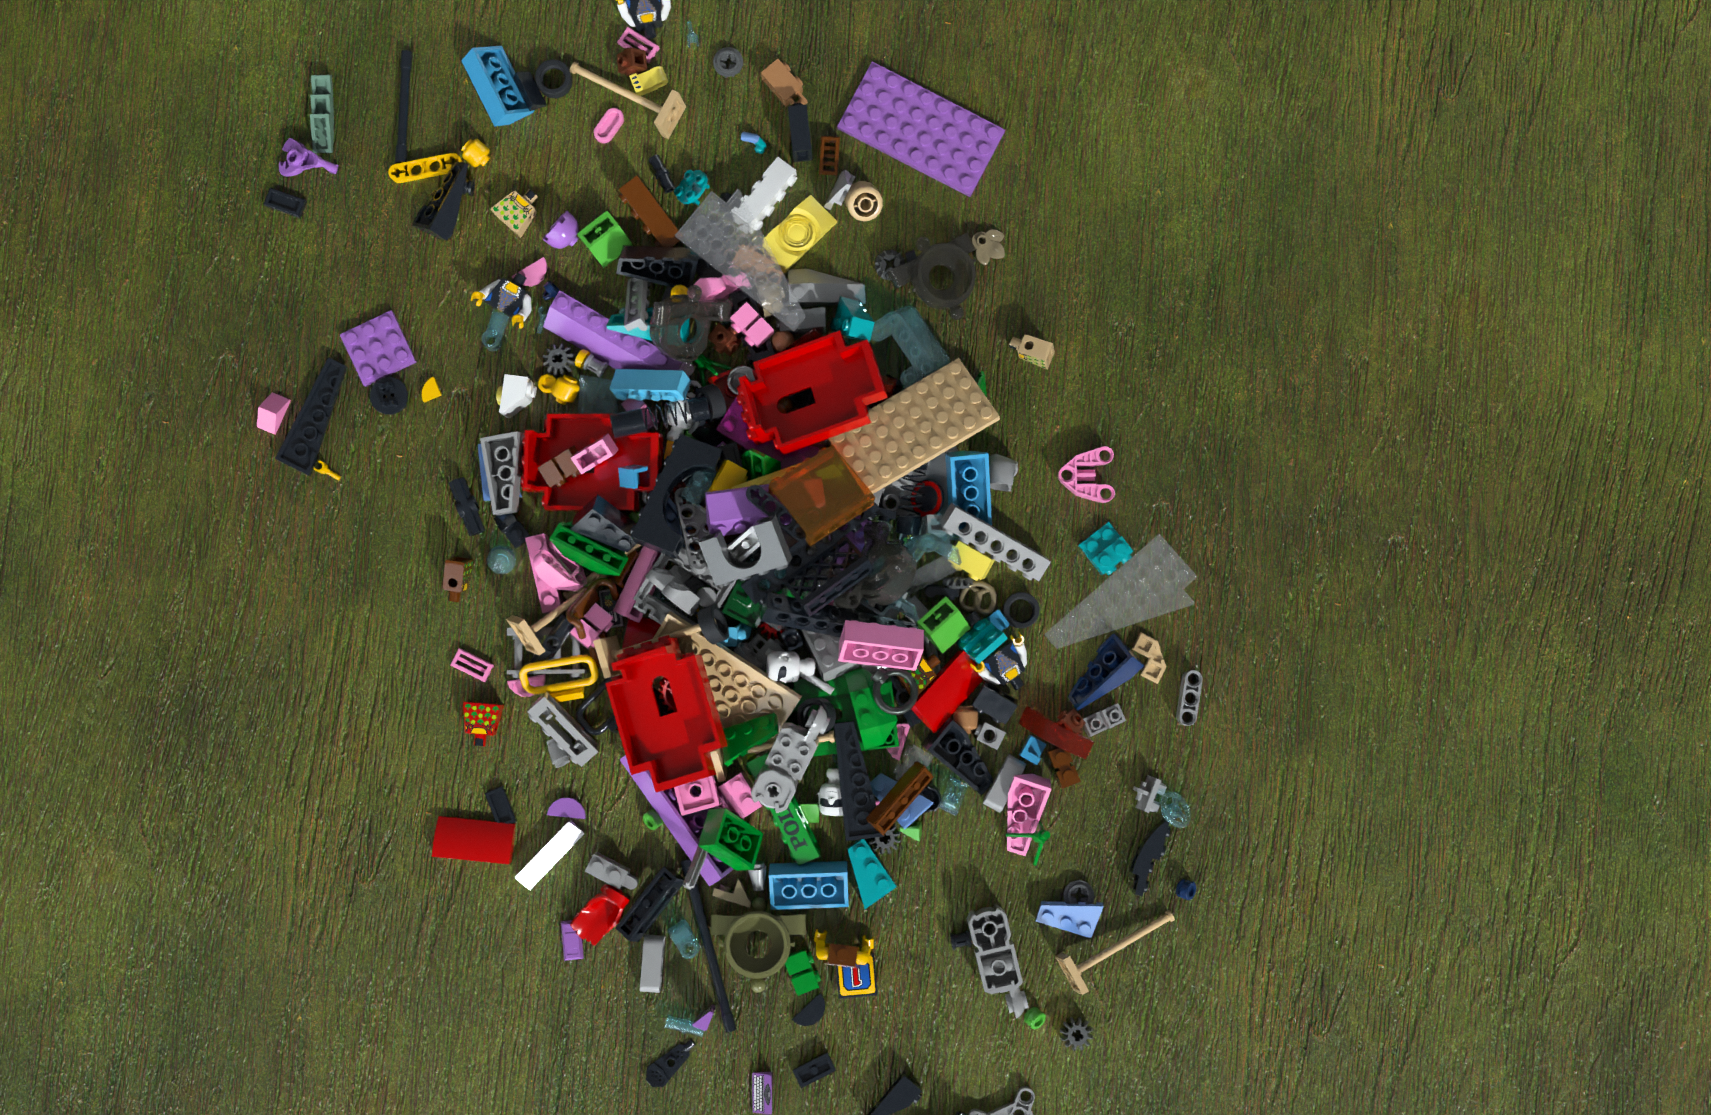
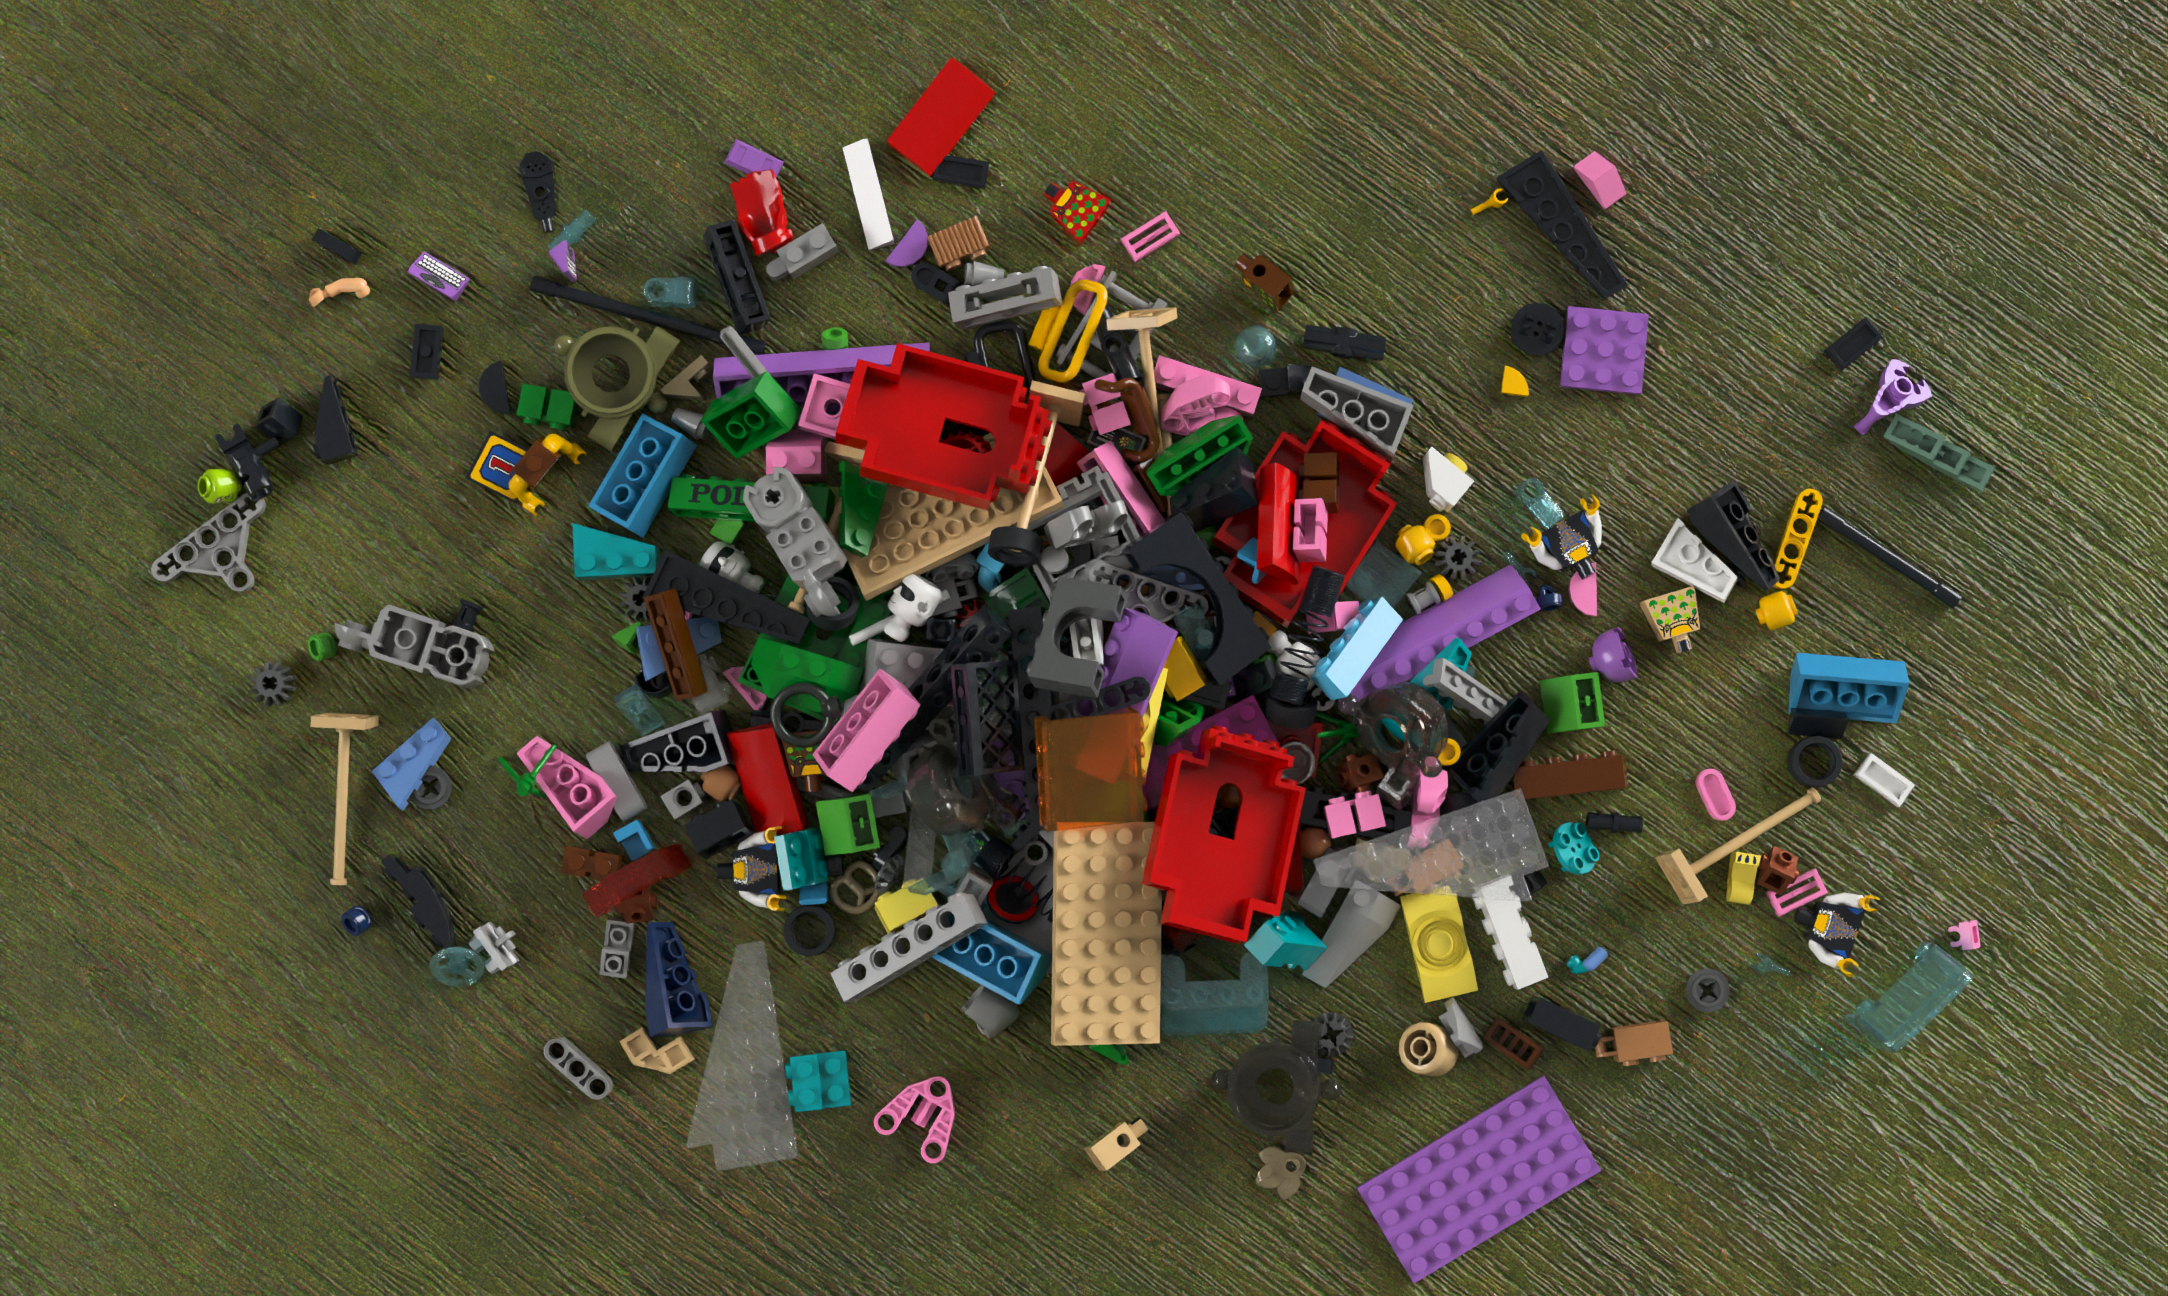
camera: 125 degrees right, 0 degrees up
(477, 217) = (1692, 563): none -> white wing
(540, 33) = (1884, 780): none -> white tile
(547, 779) = (958, 244): none -> medium nougat brick
(580, 786) = (925, 278): none -> black plate
(601, 476) = (1276, 522): none -> red slope
(652, 963) = (667, 238): light grey beam -> none

